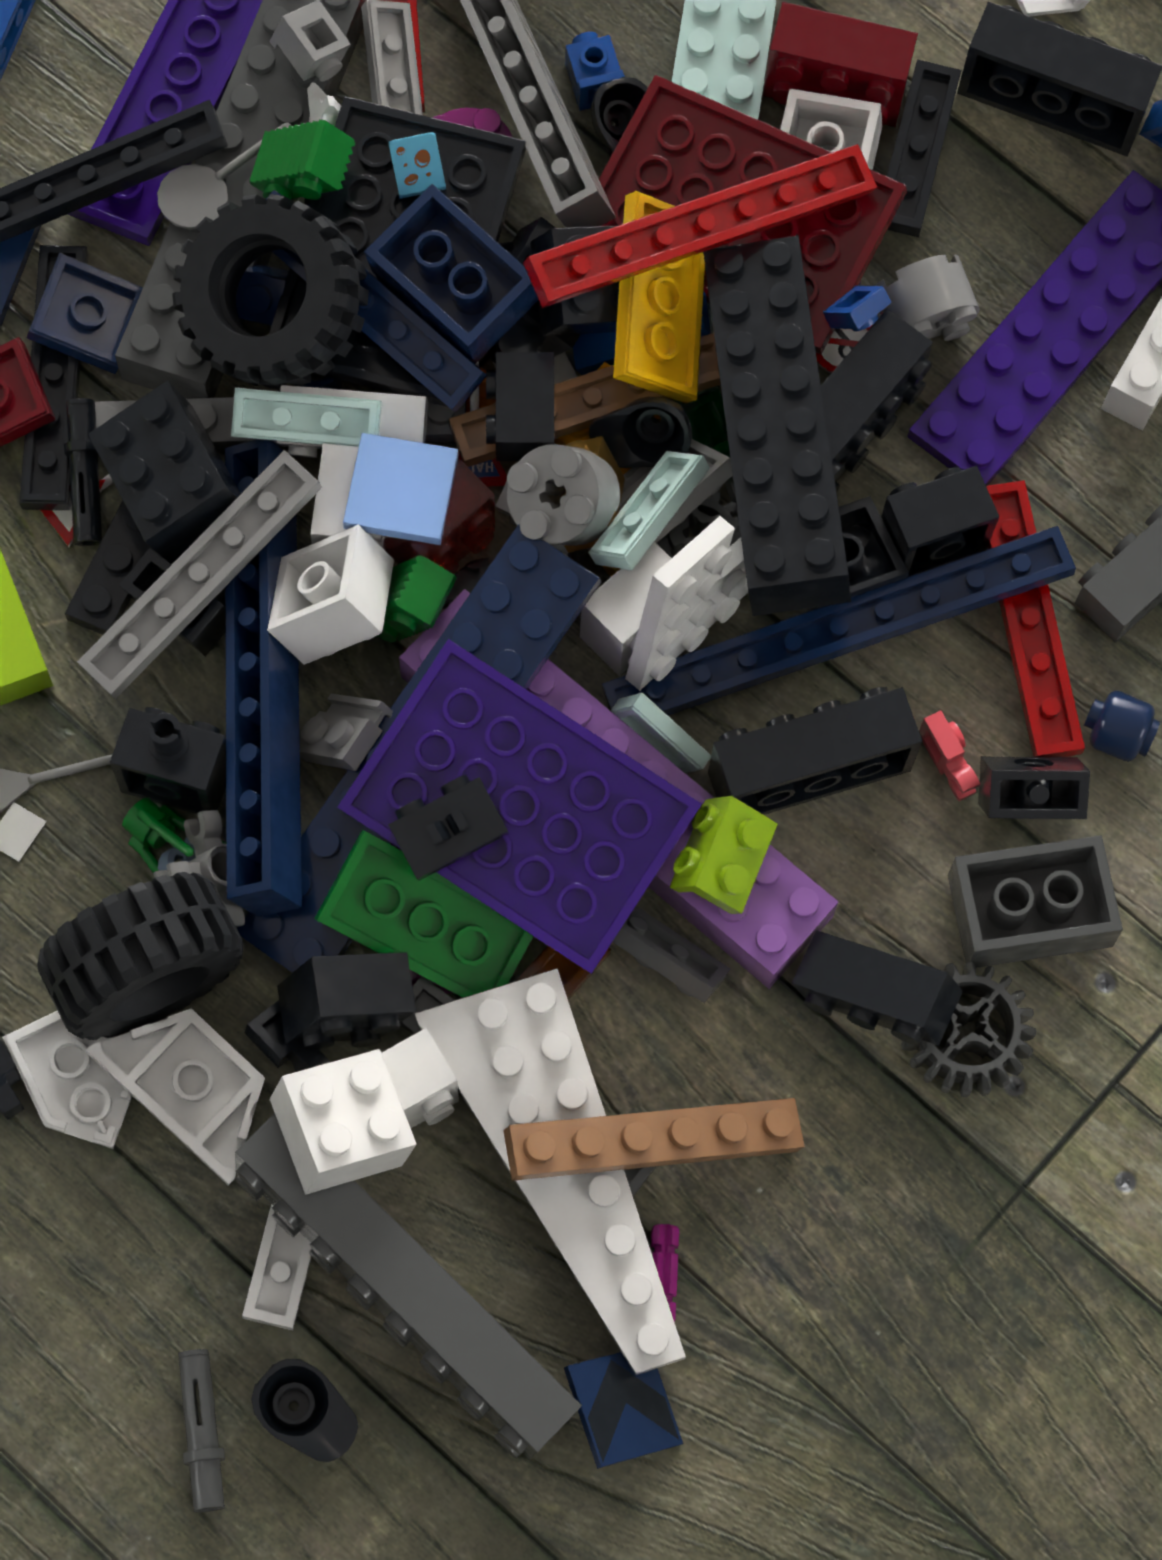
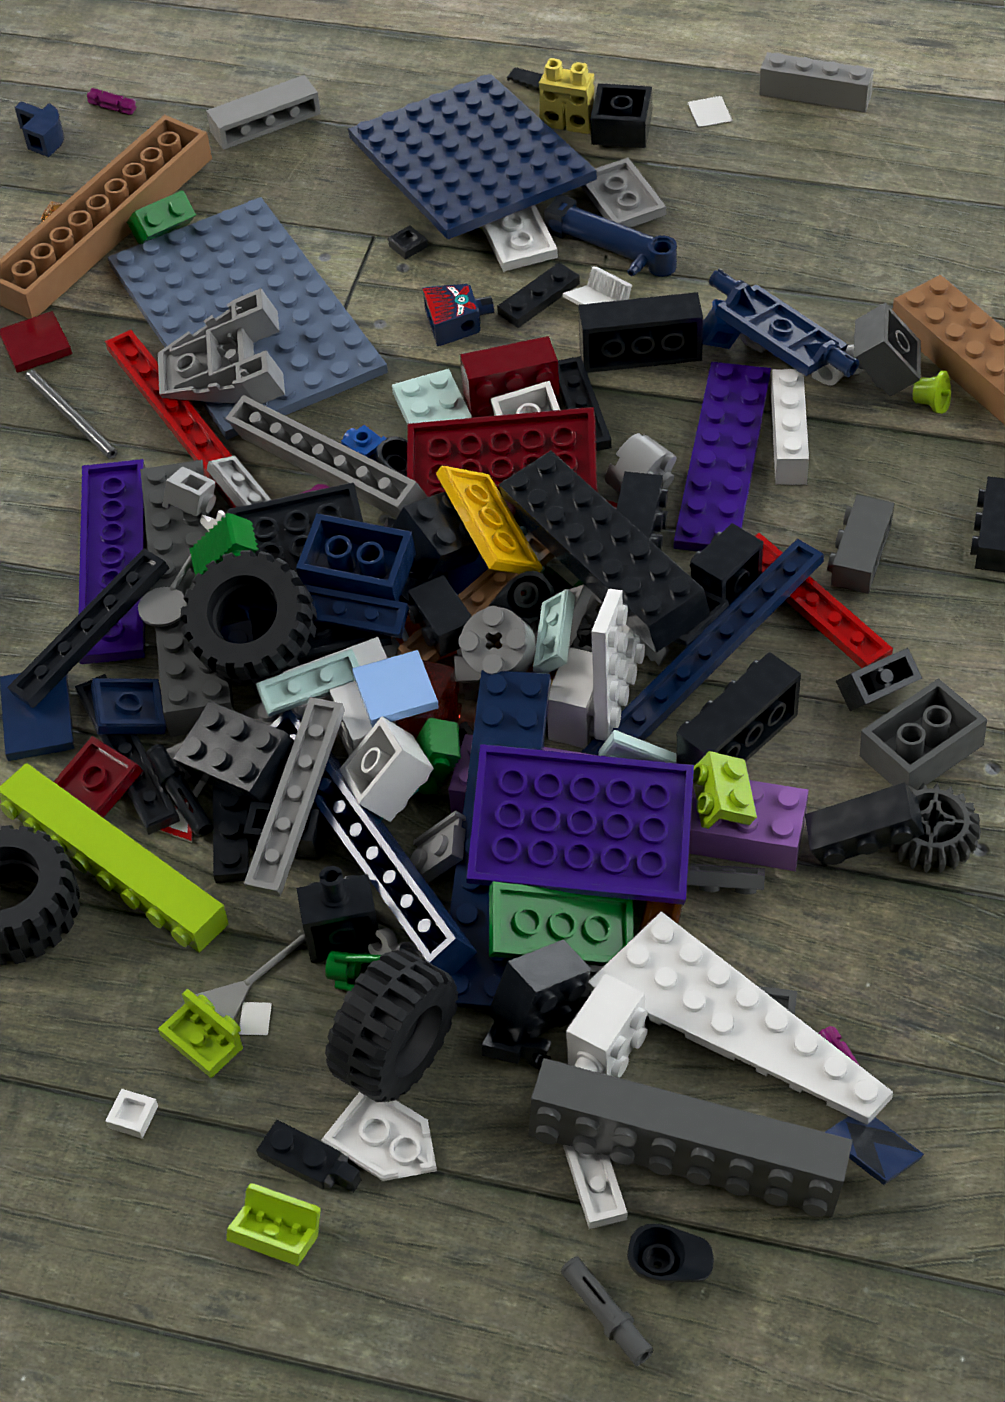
camera: 20 degrees left, 20 degrees down
(188, 1083) = (465, 1102): white wing -> none
(342, 1121) = (591, 1040): white brick -> none
(416, 164) = (294, 519): medium azure slope -> none
(447, 827) = (547, 849): black brick -> none
(652, 1139) = (785, 976): medium nougat plate -> none
(698, 225) = (489, 467): red plate -> none
(857, 308) = (609, 477): blue plate -> none
(945, 746) = (815, 692): coral plate -> none
(1122, 726) = (905, 627): dark blue head -> none

